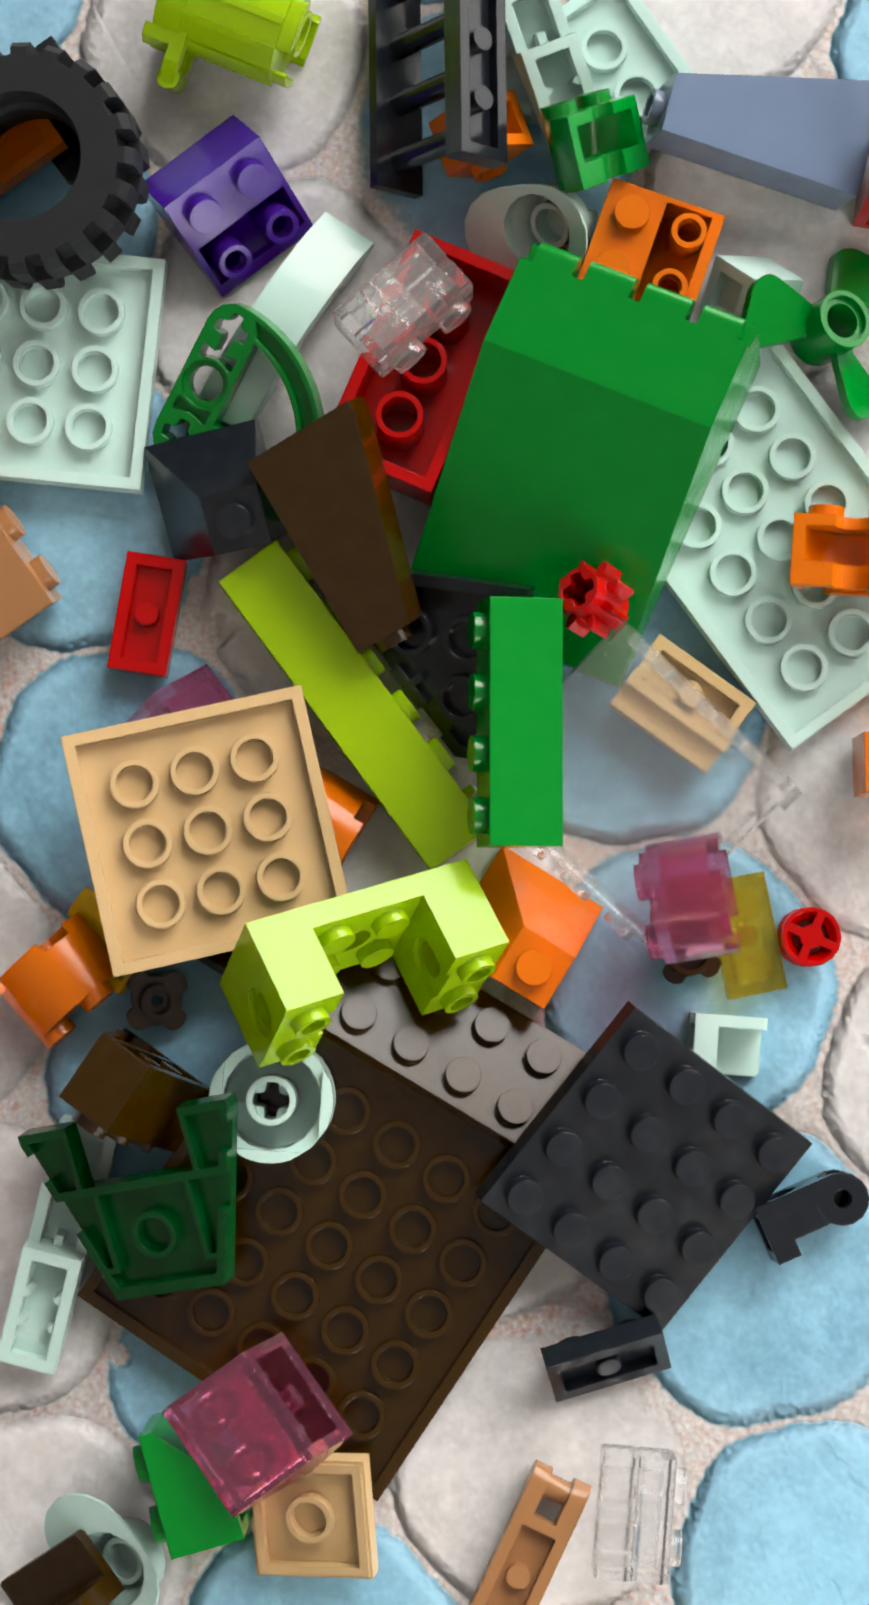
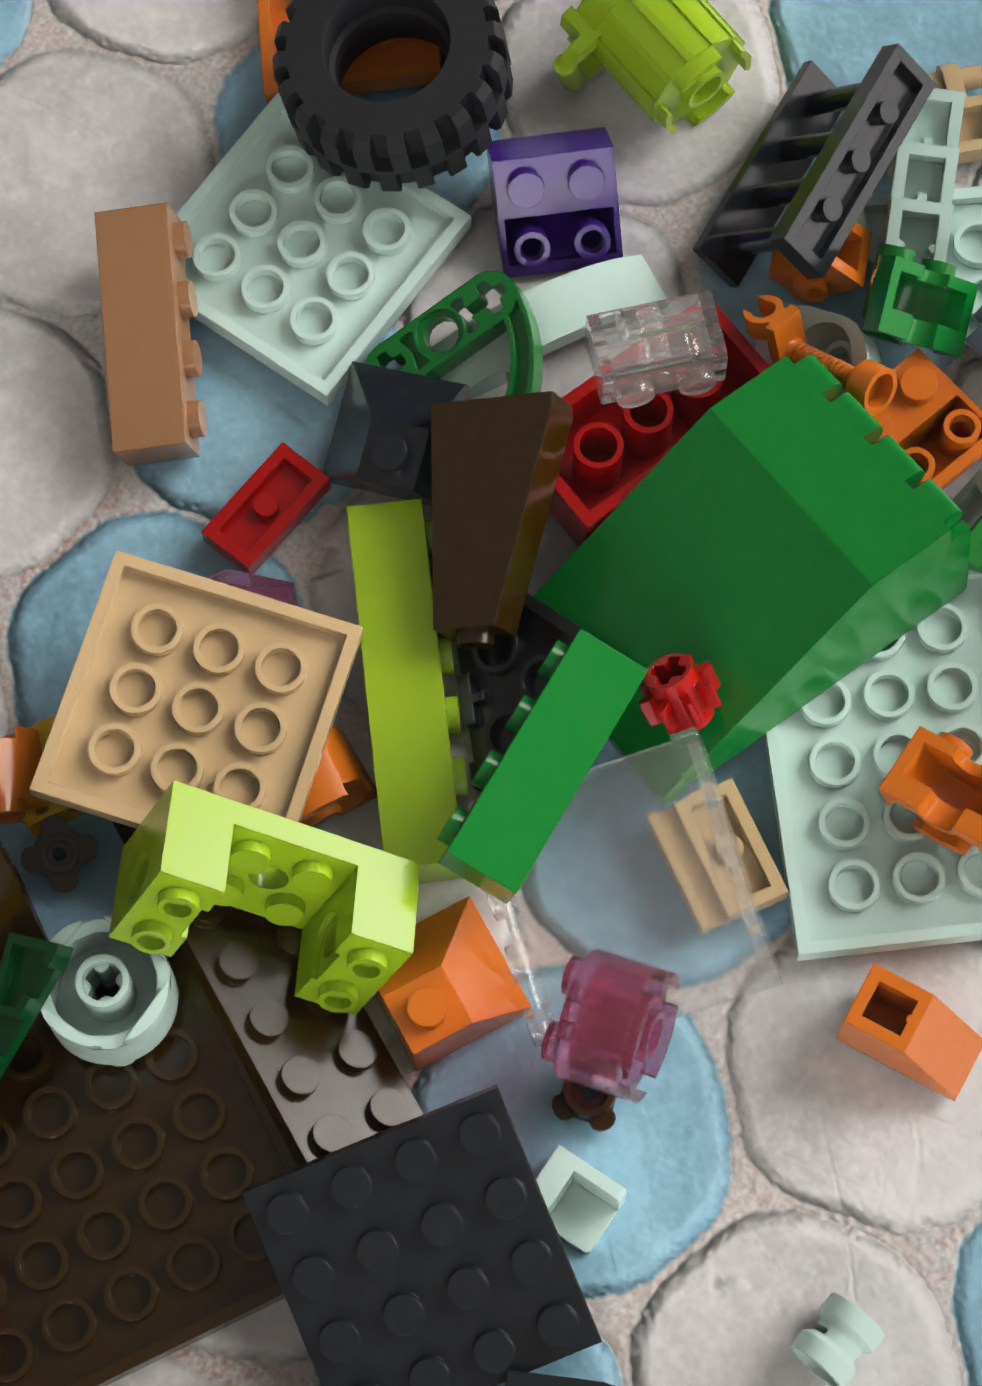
camera: 30 degrees right, 15 degrees down
(499, 230) = (783, 327): none -> orange bar
(760, 963) = (650, 1130): clear yellow plate -> none
(822, 932) = (722, 1134): red wheel -> none

